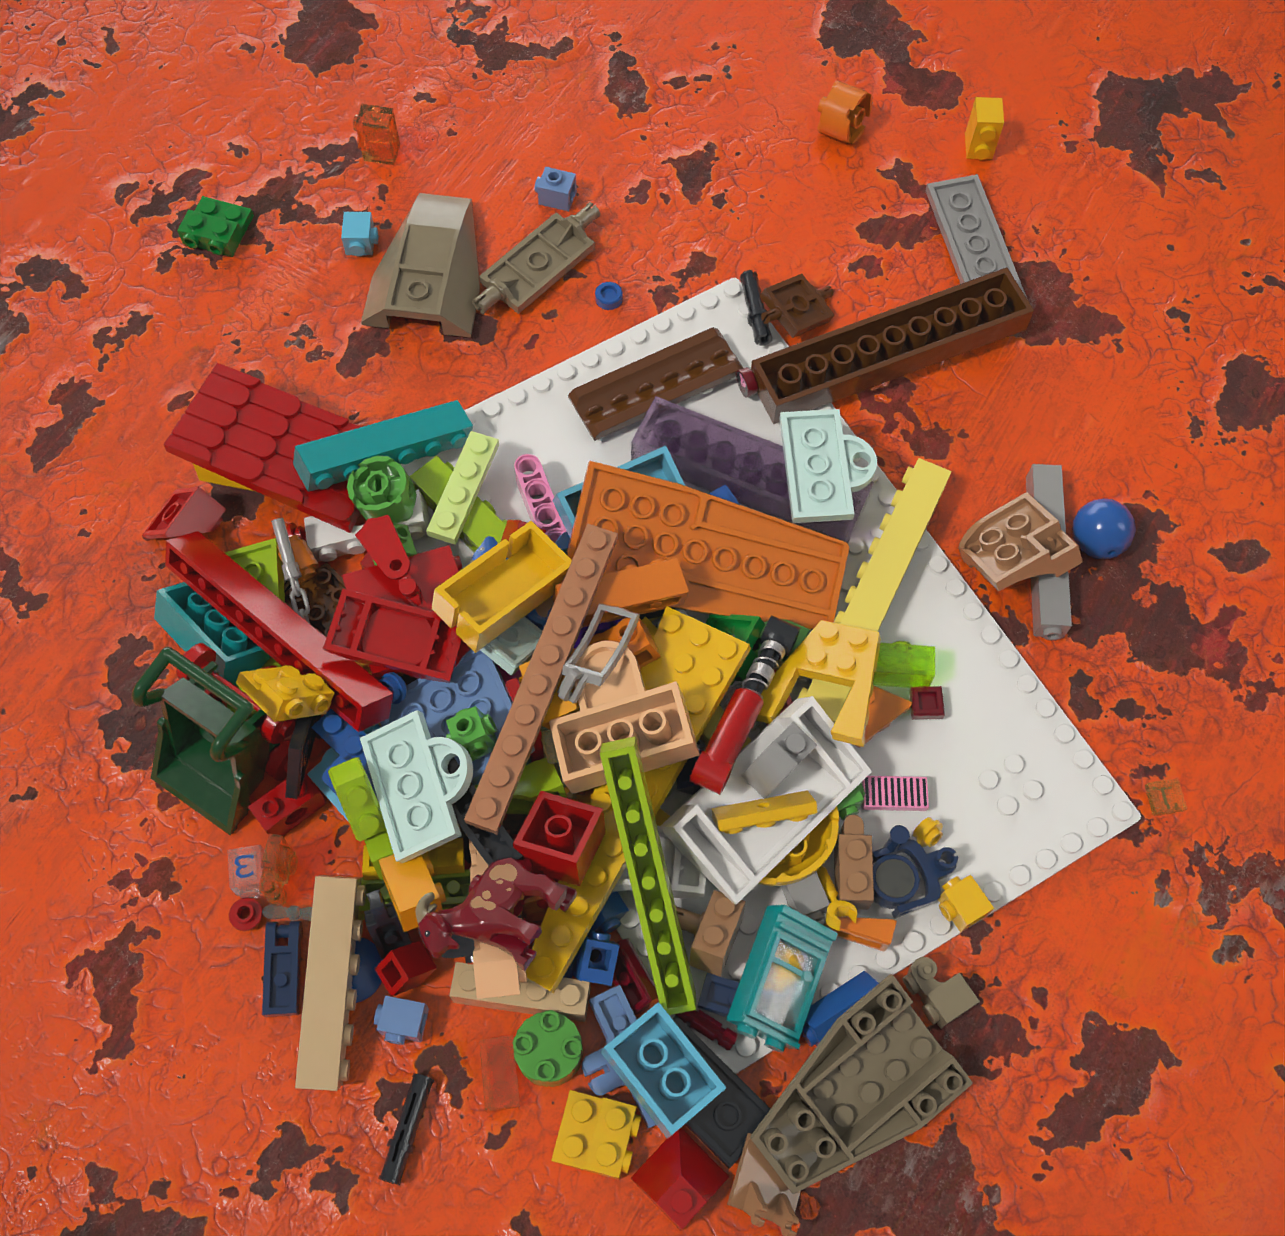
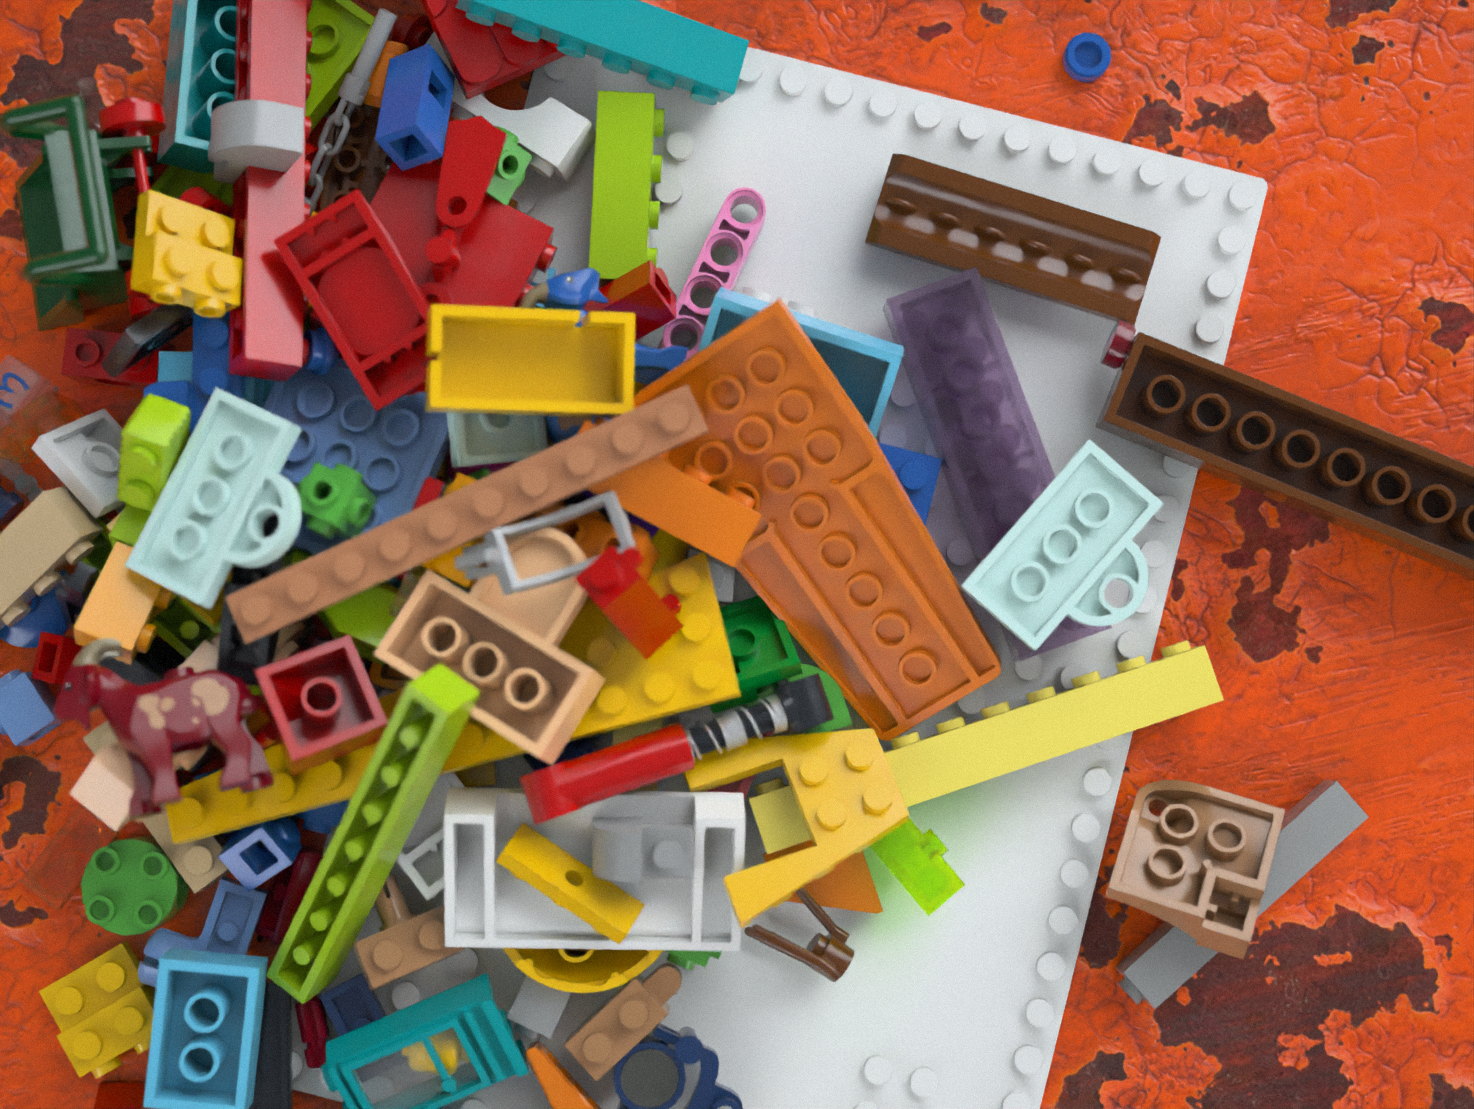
camera: 45 degrees right, 20 degrees up
(264, 616) = (254, 135): none -> light grey brick
(323, 853) = (86, 460): none -> white plate
(331, 547) = (415, 107): none -> blue brick
(382, 489) = (536, 89): bright green brick -> none
(462, 488) = (642, 167): yellowish green plate -> none
(659, 639) = (630, 600): none -> red brick
(755, 306) = (1228, 266): black pin -> none
(797, 305) = (1292, 299): reddish brown plate -> none
(836, 908) = (553, 1049): yellow piece -> none
(895, 793) = (758, 987): tile -> none
(908, 744) = (823, 954): none -> reddish brown plant
(926, 702) = (902, 925): dark red tile -> none
(928, 832) = (742, 1064): yellow plate -> none
(1103, 528) = (1330, 936): blue piece -> none

